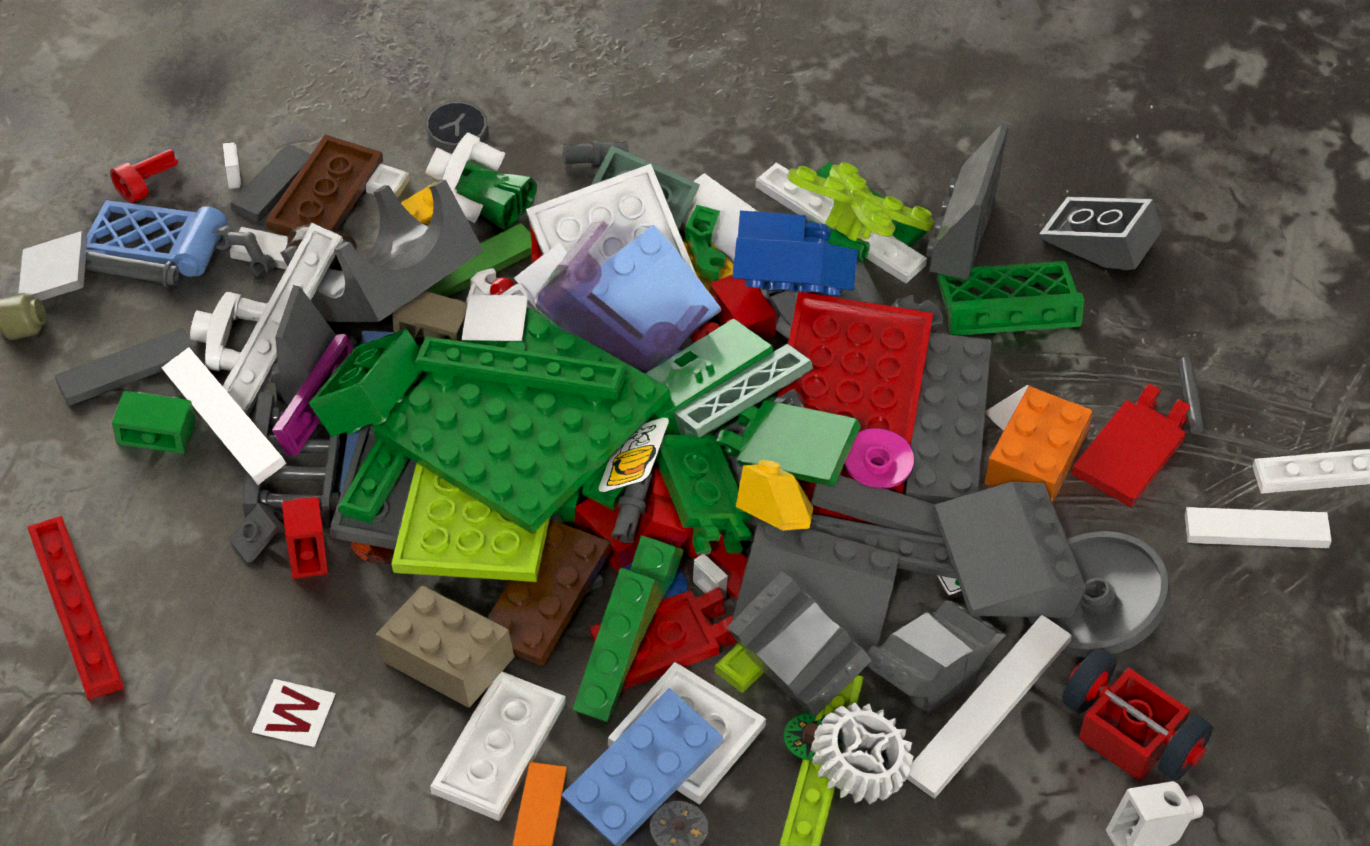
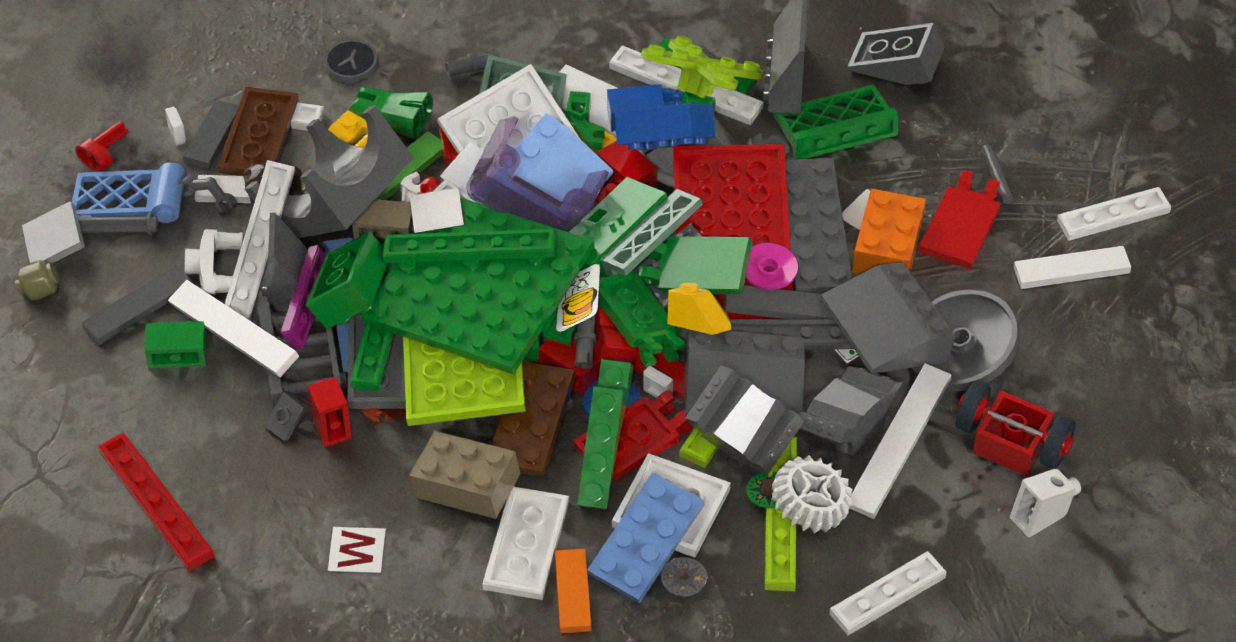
camera: 10 degrees left, 0 degrees up
(450, 166) = (361, 95): white connector -> none

